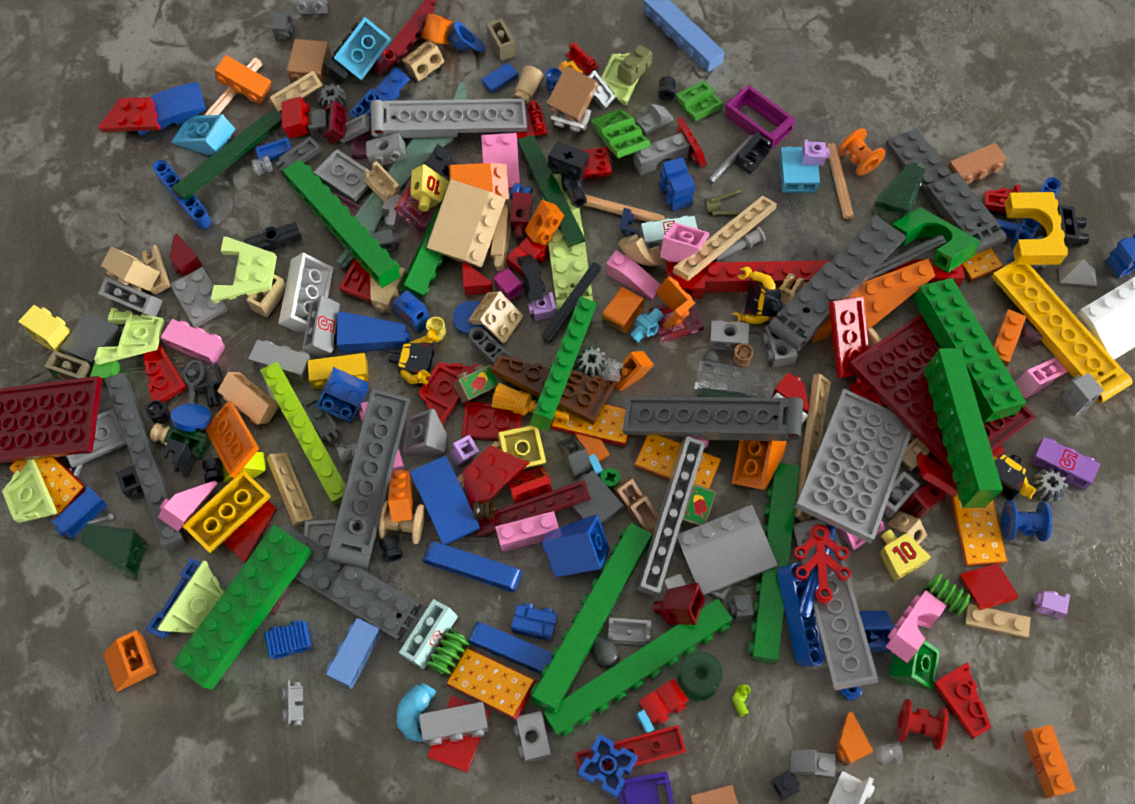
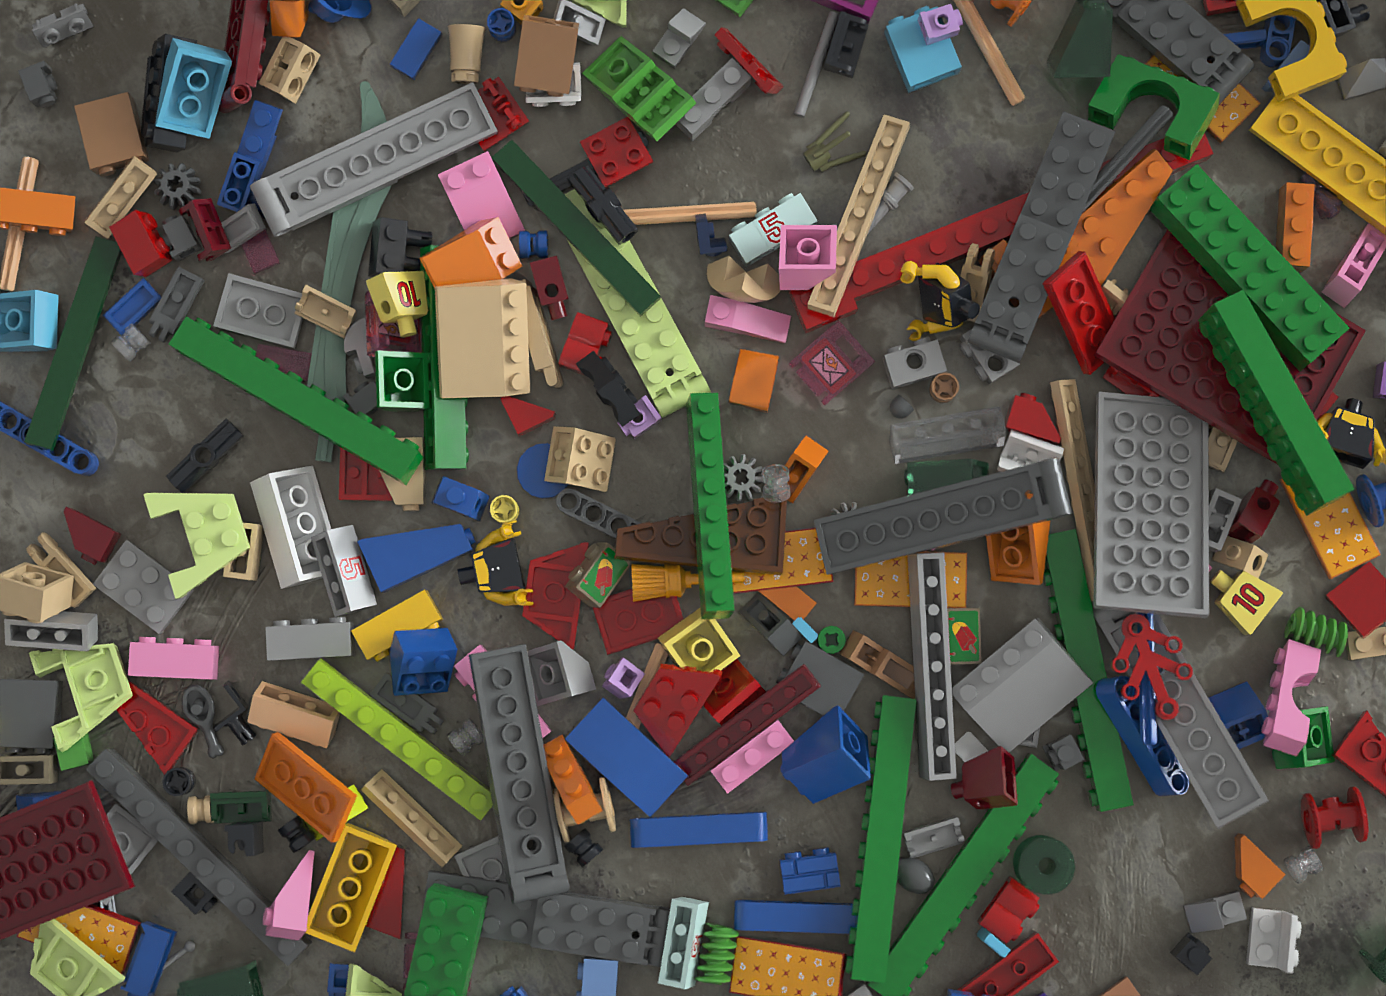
camera: 20 degrees left, 20 degrees up
(190, 417) = (230, 774): blue tile -> none
(386, 149) = (290, 250): light grey brick -> none
(406, 232) = (402, 381): none -> green slope
(484, 510) = (685, 753): dark brown wheel -> none
(508, 284) = (574, 401): dark pink brick -> none
(544, 222) = (593, 292): orange brick -> none
(568, 160) = (575, 176): black brick -> none
(571, 302) = (679, 399): black axle -> none
(646, 325) = (795, 391): medium azure axle -> none
(676, 184) = (756, 148): blue brick -> none
(676, 300) = (836, 349): orange bracket -> none
(739, 697) = (1099, 867): lime arm -> none
(936, 474) = (1256, 474): red tile -> none

